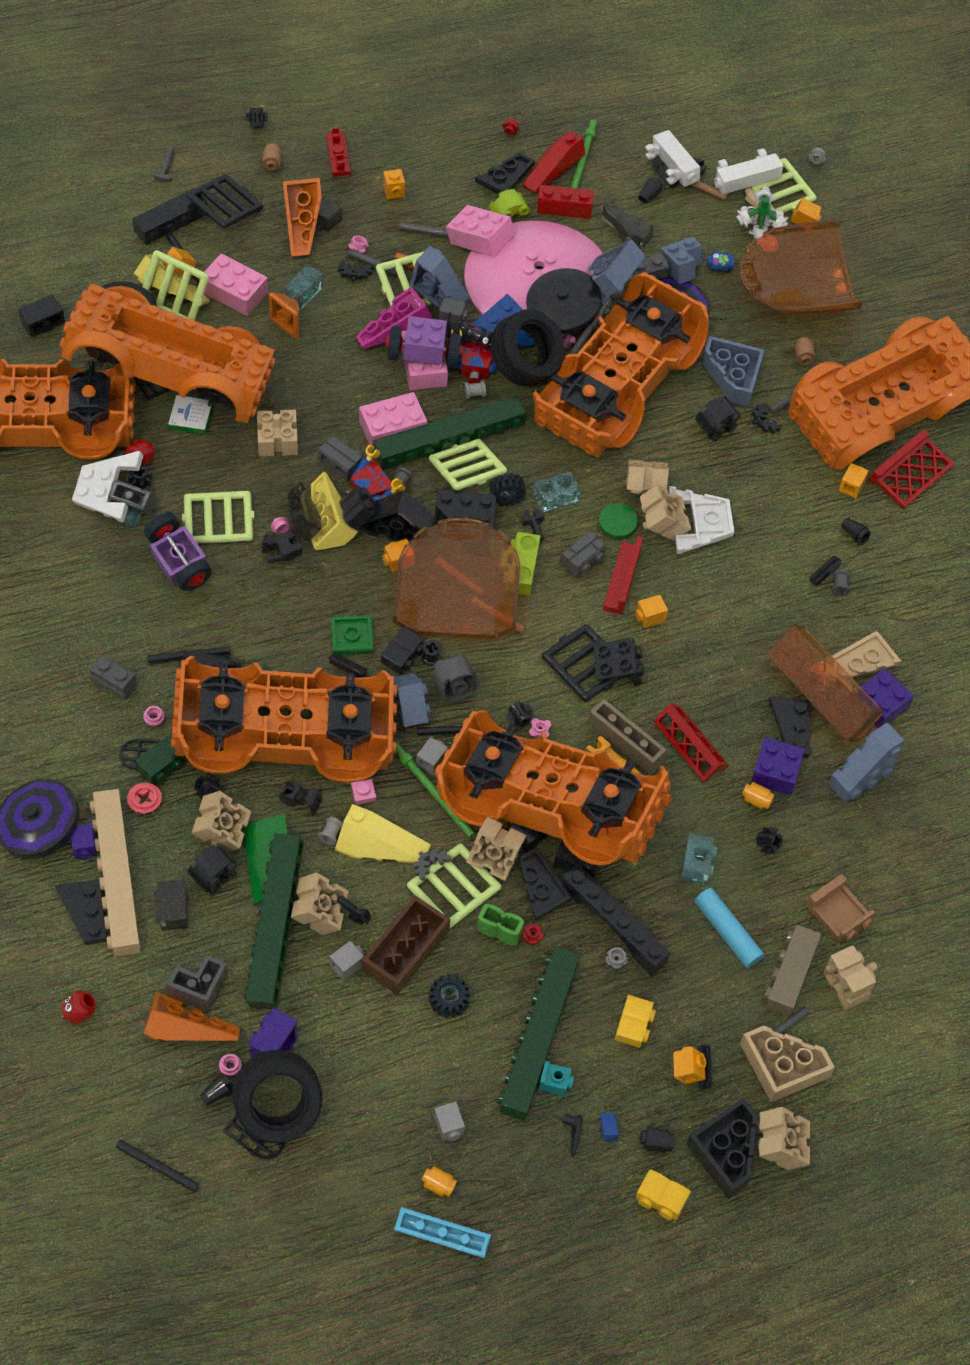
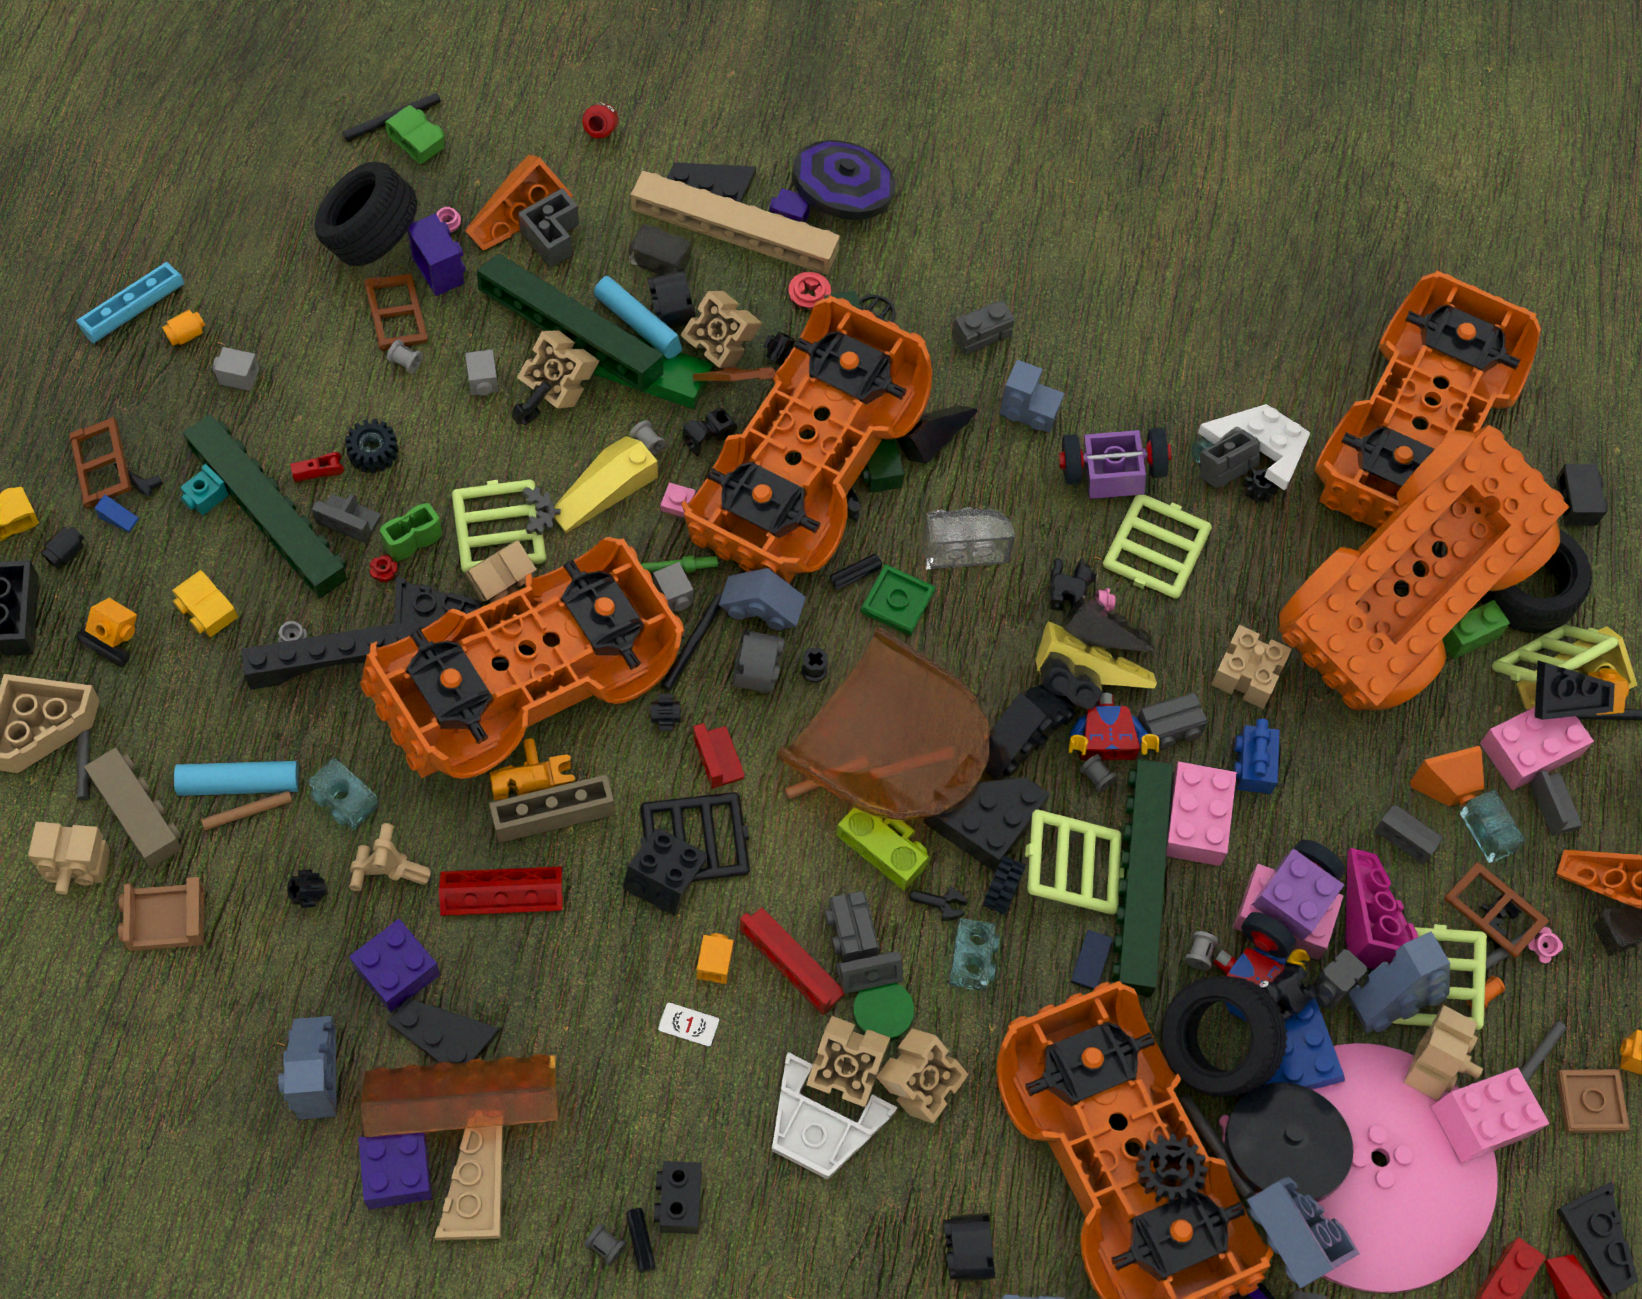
camera: 120 degrees right, 5 degrees up
(144, 447) = (1299, 501): red head -> none
(158, 624) = (1028, 400): none -> sand blue brick
(167, 1132) = (415, 134): none -> bright green brick
(179, 655) = (970, 428): black bar -> none
(205, 264) = (1570, 693): none -> black wing
(218, 1089) = (428, 196): black cone -> none
(240, 885) = (638, 317): none -> medium azure brick
(270, 263) = (1555, 803): none -> dark grey panel
(271, 790) = (734, 374): none -> dark orange window
(292, 609) = (966, 538): none -> clear brick
(332, 325) = (1408, 834): none -> dark grey panel
(337, 407) = (1257, 758): none -> blue brick
(340, 1062) = (377, 283): none -> dark orange window
(342, 266) = (1508, 895): none -> dark orange window
(366, 1018) = (405, 356): none -> light grey bush
(392, 554) = (987, 700): light orange brick -> none
(402, 650) = (837, 635): black brick -> none
(405, 944) = (455, 430): reddish brown brick -> none
(433, 200) = (1592, 1101): none -> medium nougat tile
(465, 257) = (1443, 1054): none -> tan brick
(491, 1023) = (311, 468): none -> red bar
(510, 203) = (1533, 1207): lime cylinder -> none
(511, 979) = (346, 517): none -> dark grey panel
(515, 440) = (1091, 960): none -> dark blue piece
(526, 677) = (717, 755): none -> red panel
(536, 723) = (635, 736): bright pink plate -> none
(565, 1190) = (90, 500): none -> dark orange window
(603, 532) = (870, 972): none -> dark grey panel
(625, 327) = (1171, 1182): none -> black gear
(694, 611) = (688, 1024): none -> white sticker
(722, 799) = (385, 861): none -> tan axle
(745, 910) = (246, 810): none -> medium nougat piece
(758, 795) = (373, 917): light orange brick -> none
(791, 560) = (679, 1197): none -> black brick

